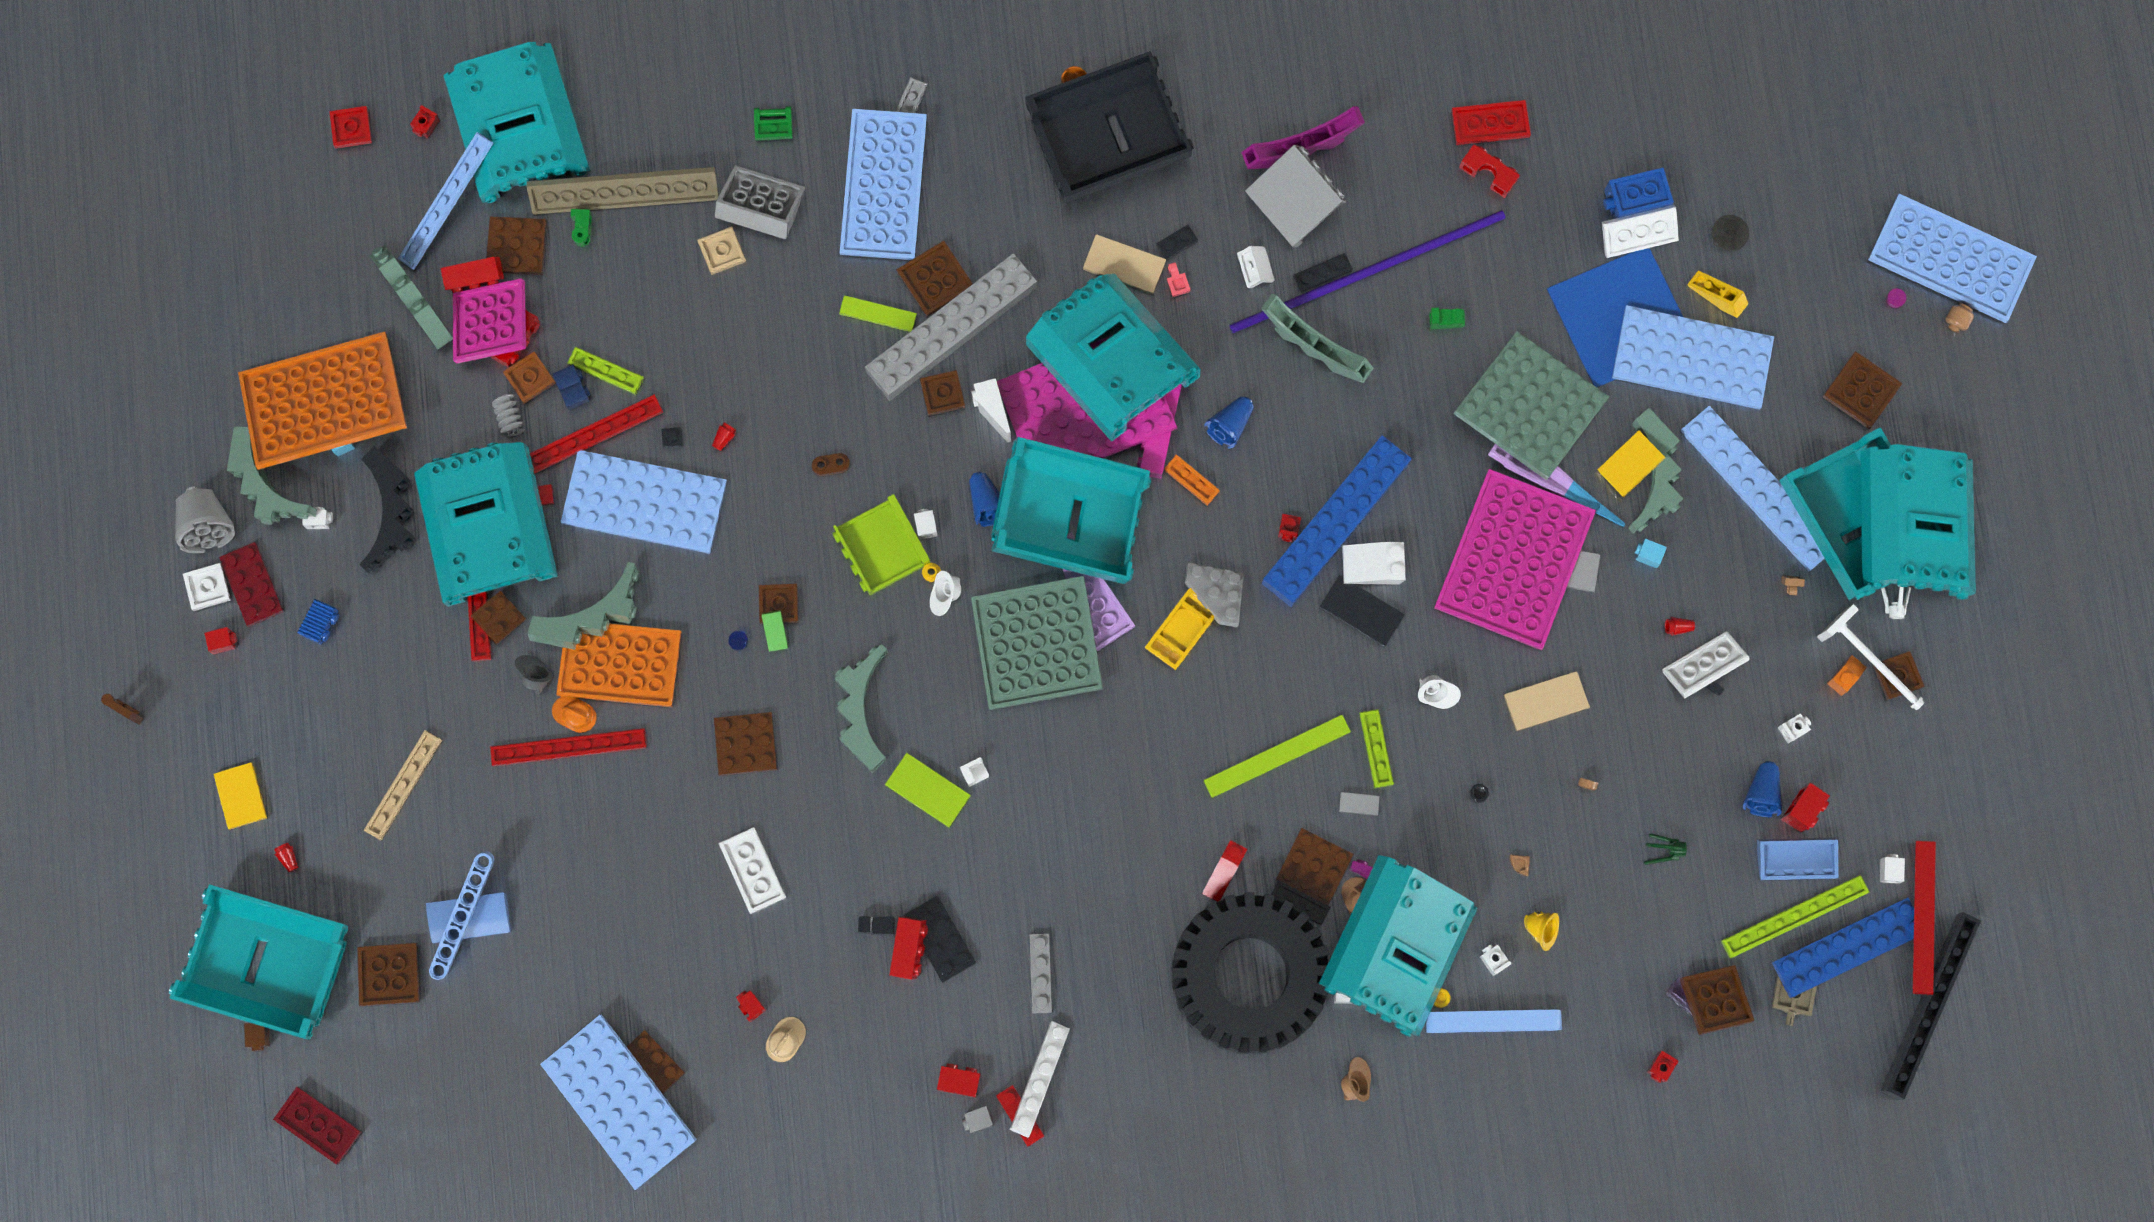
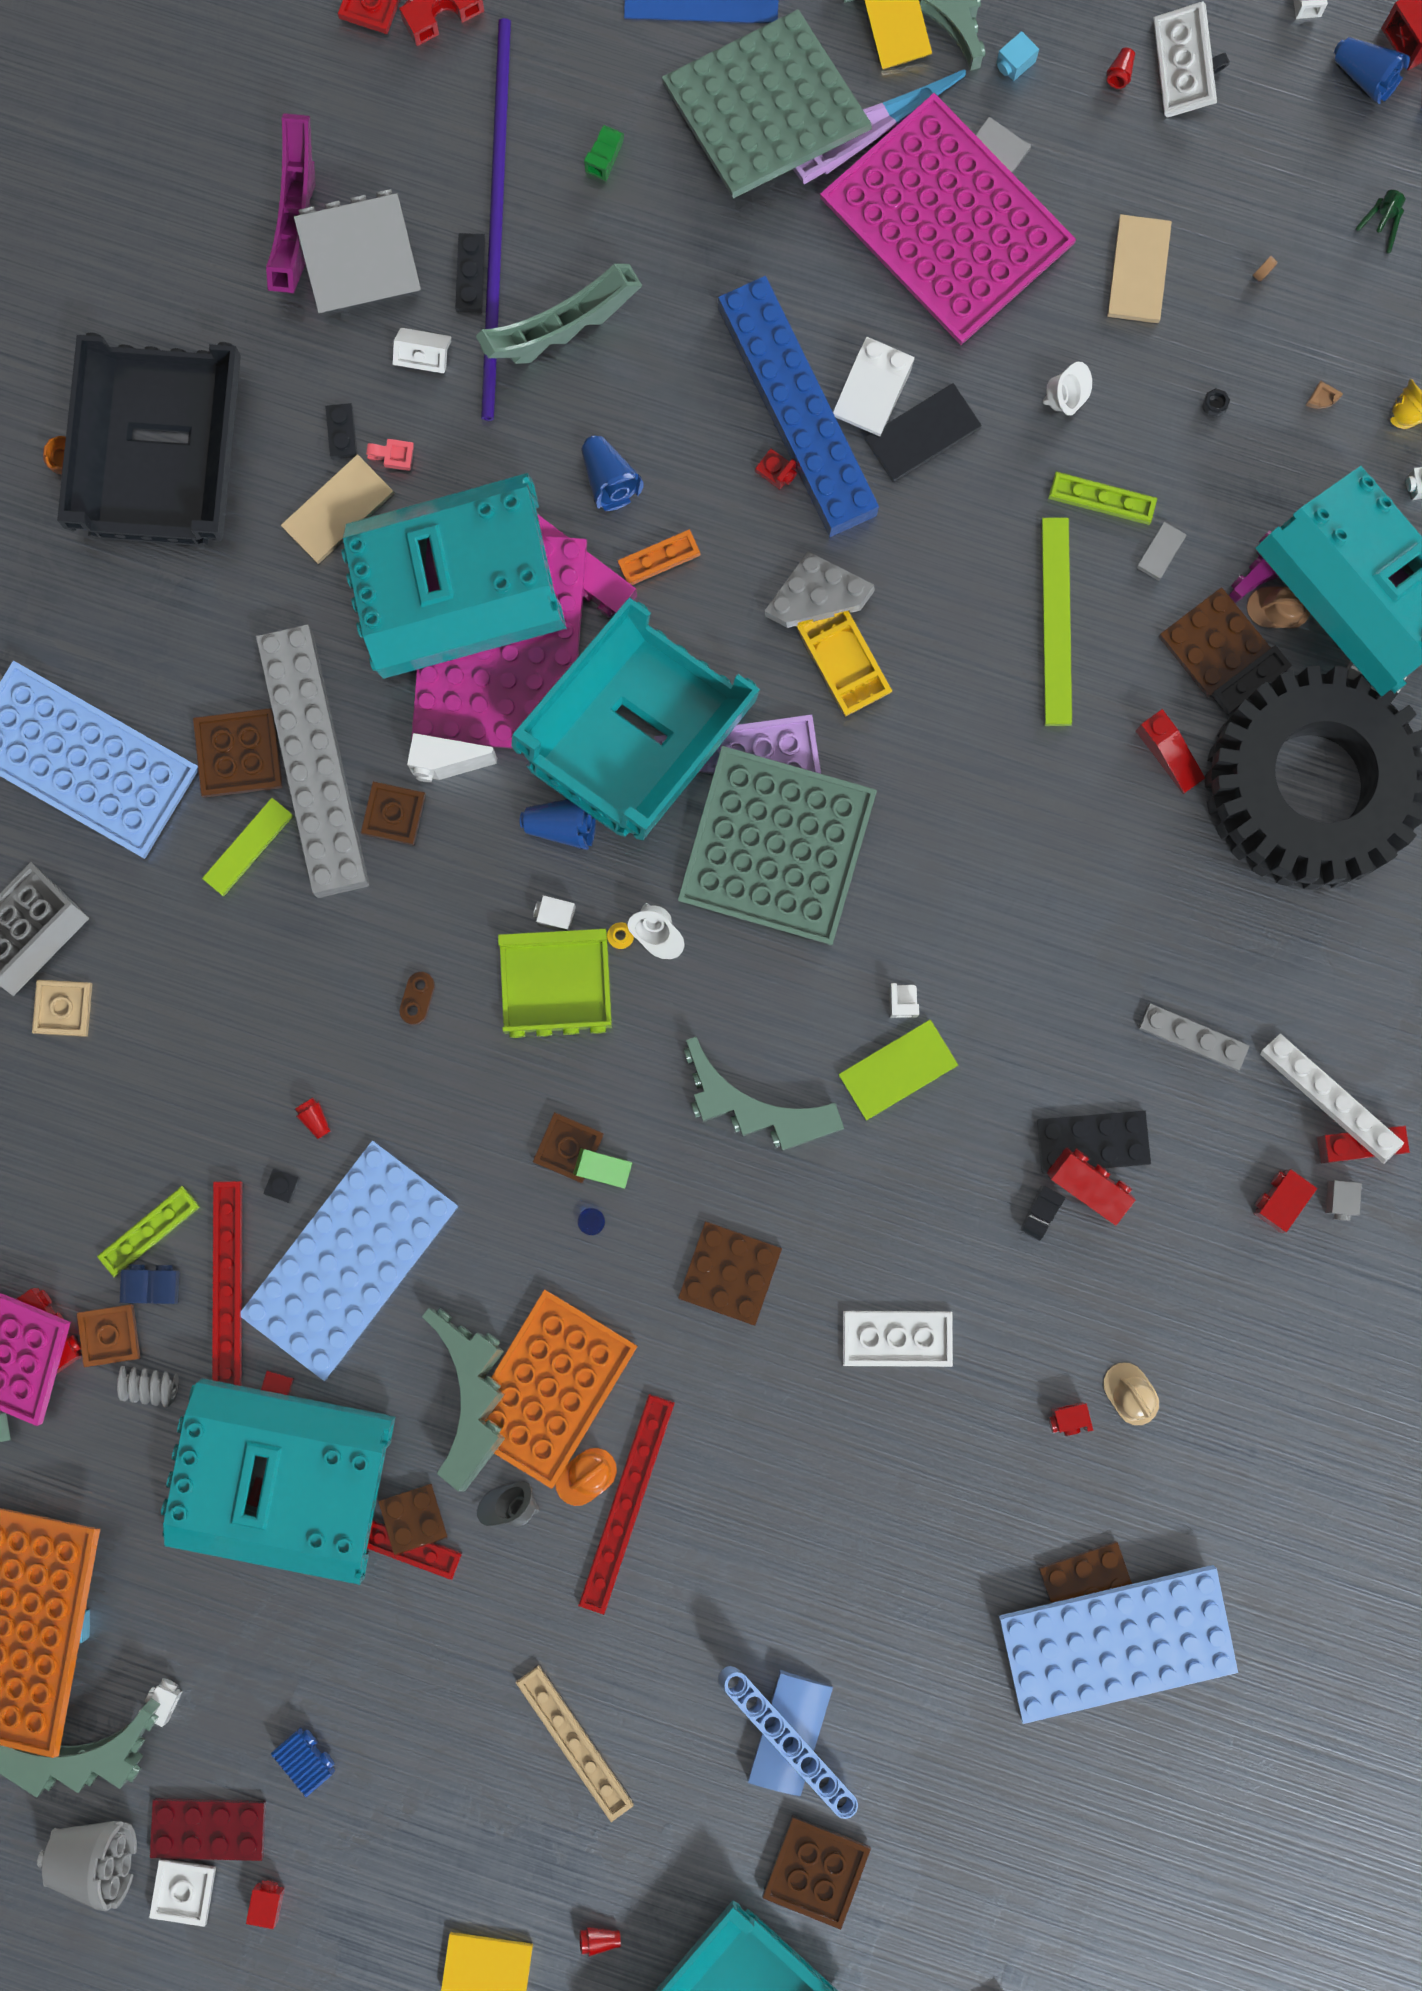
camera: 65 degrees left, 5 degrees up
(395, 509) = (199, 1592): black arch -> none

